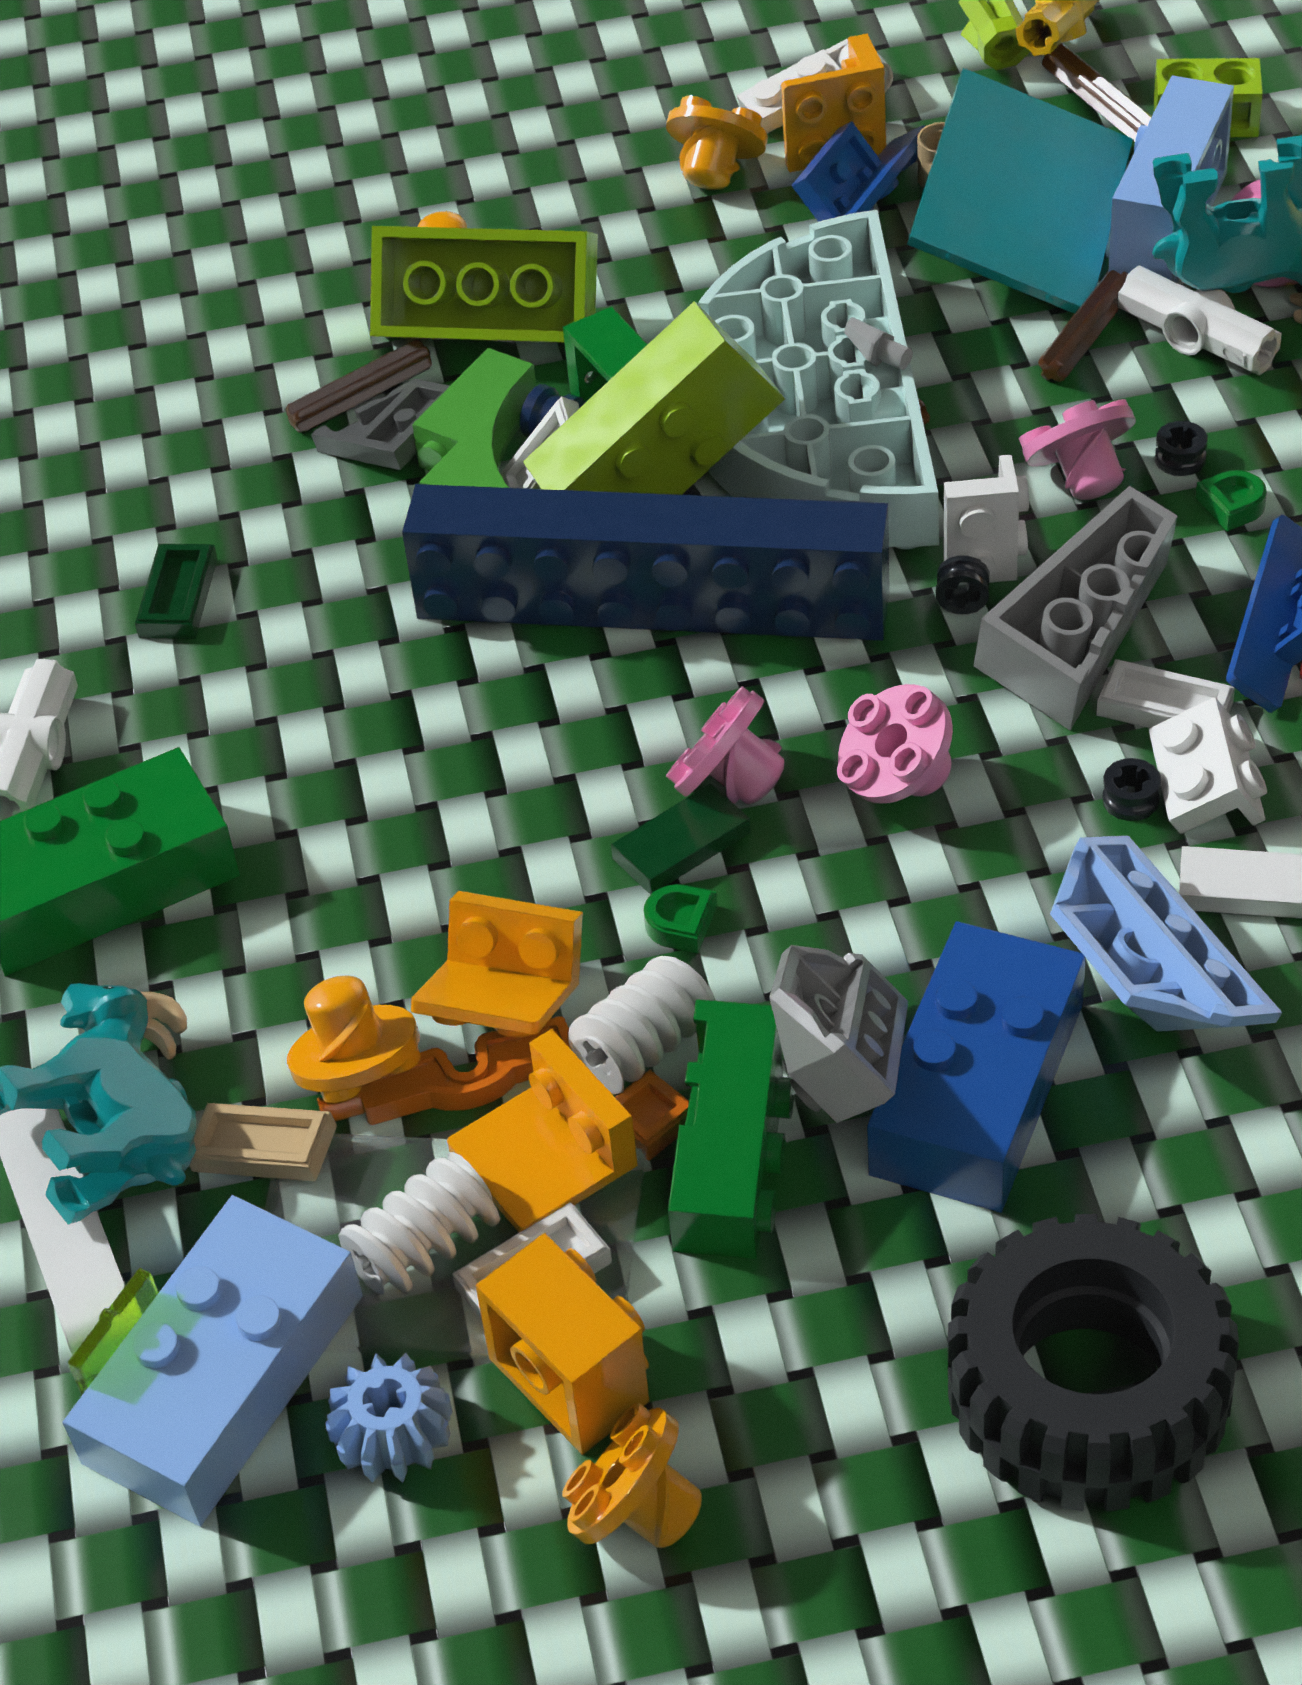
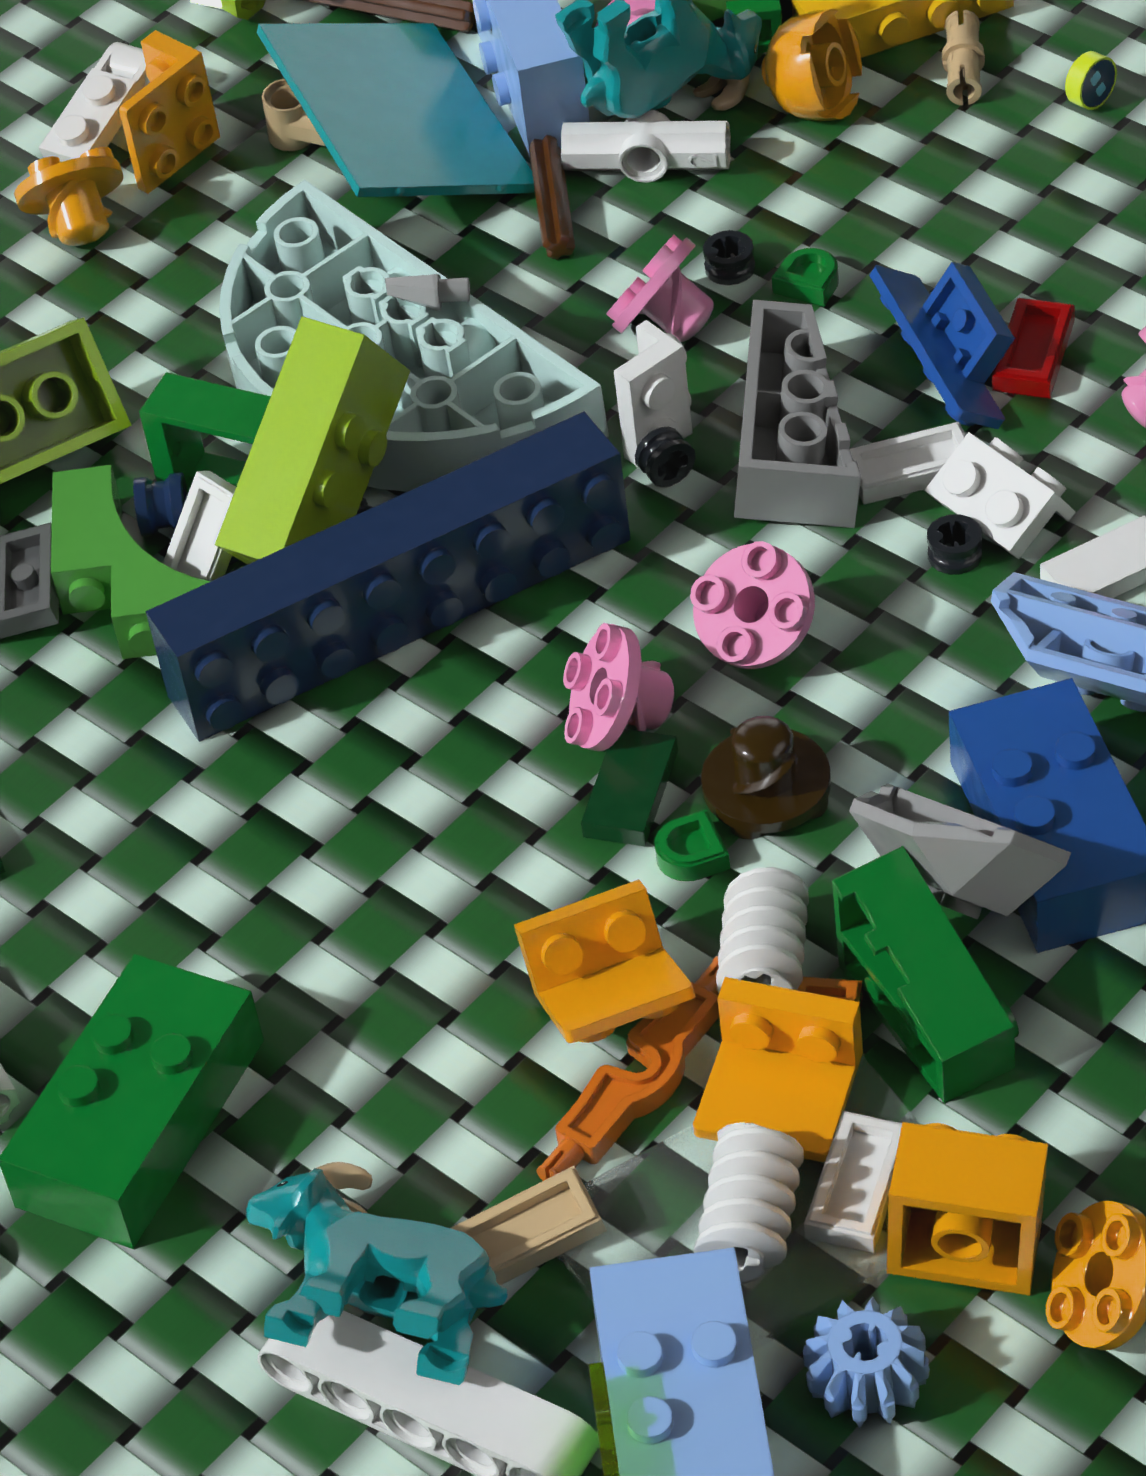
camera: 35 degrees left, 0 degrees up
(351, 1040) = (534, 1102): light orange plate -> none
(786, 894) = (766, 778): none -> dark brown plate
(849, 174) = (231, 167): blue bracket -> none

